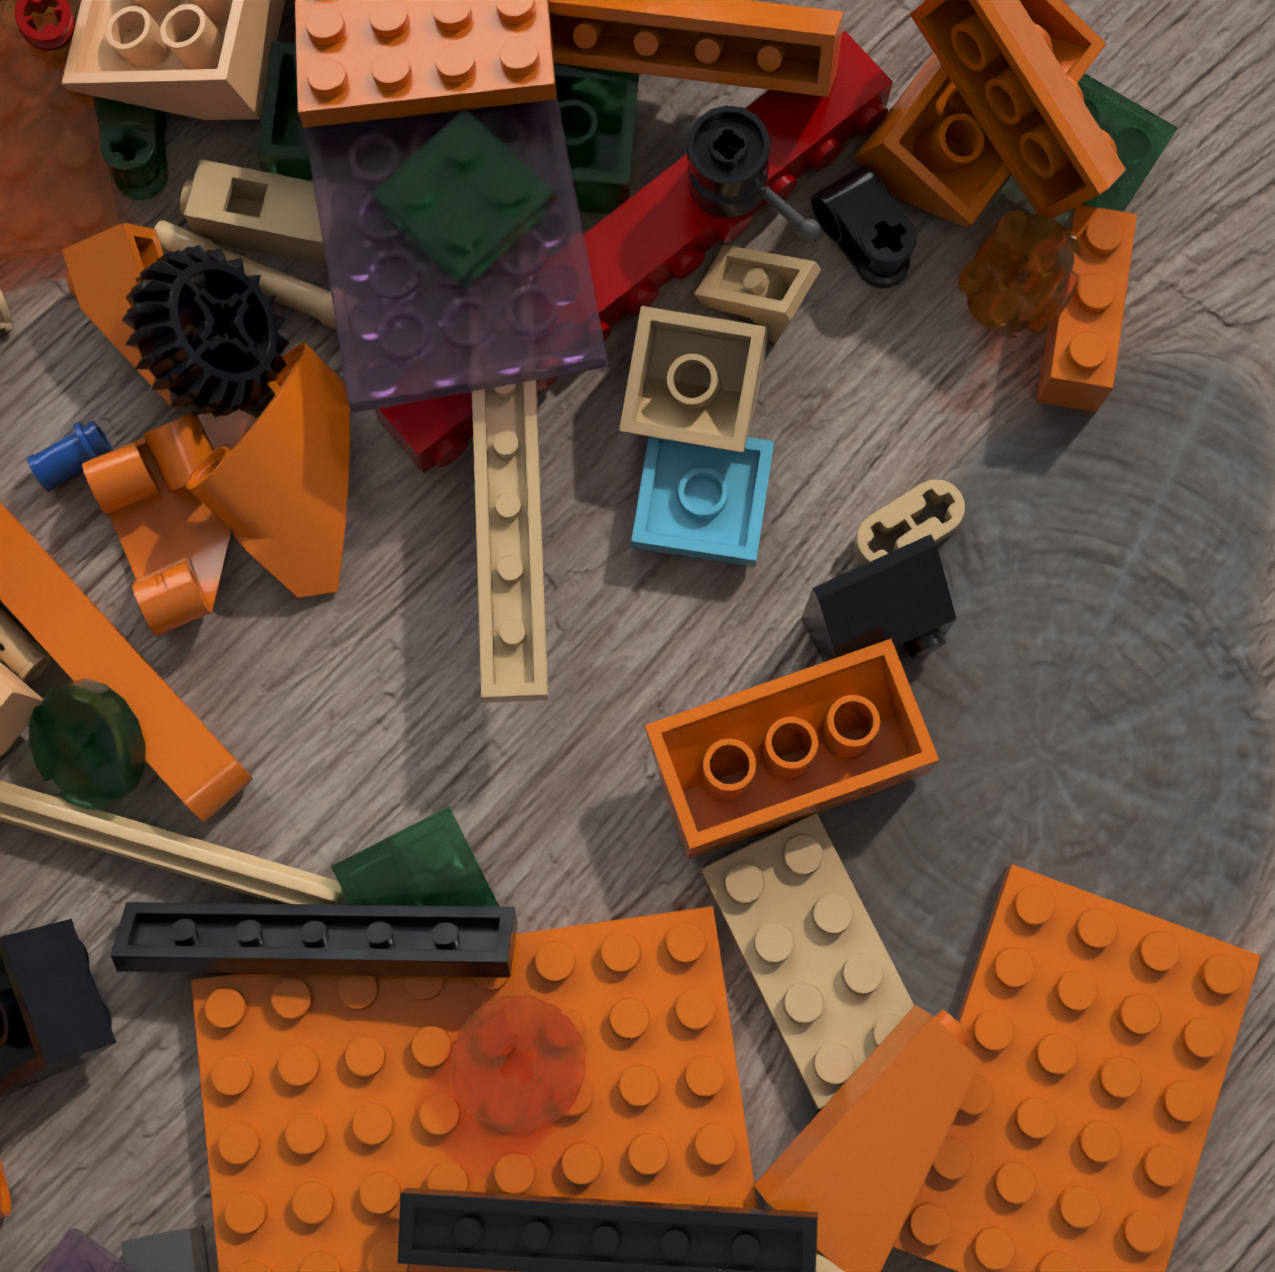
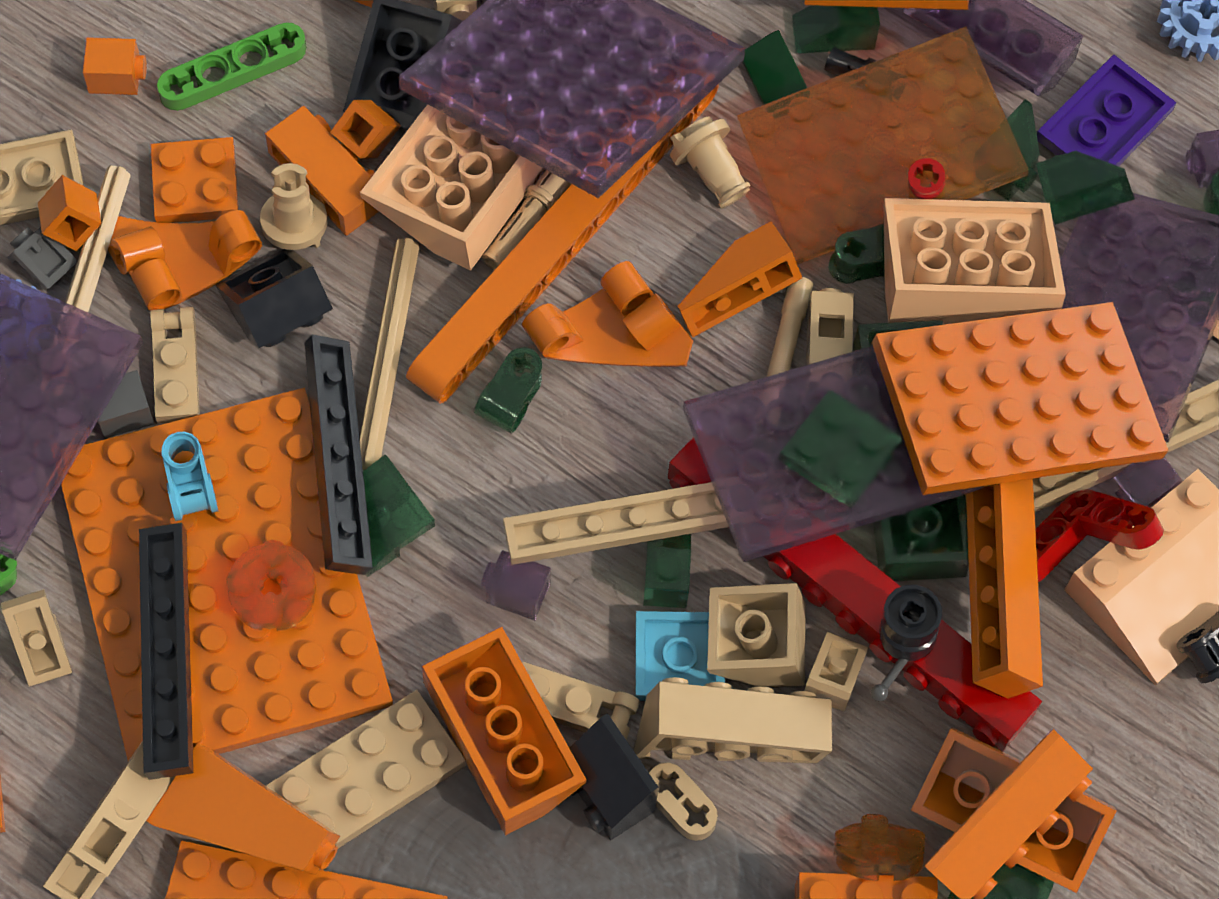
camera: 80 degrees right, 10 degrees down
(66, 456) = (633, 250): blue pin -> none
(87, 743) = (445, 298): clear green tile -> none
(113, 1181) = (175, 365): none -> tan plate
(205, 331) = (717, 346): black gear -> none
(263, 673) = (509, 395): none -> clear green piece
(288, 477) = (639, 385): orange panel -> none
(328, 1176) = (188, 483): none -> medium azure piece
(572, 705) = (517, 586): none -> clear purple brick
(580, 488) = (667, 572): none -> clear green slope
(749, 640) = (579, 702): none -> tan plate
(821, 433) = (734, 723): none -> tan wedge
(865, 217) = (905, 739): black piece -> none

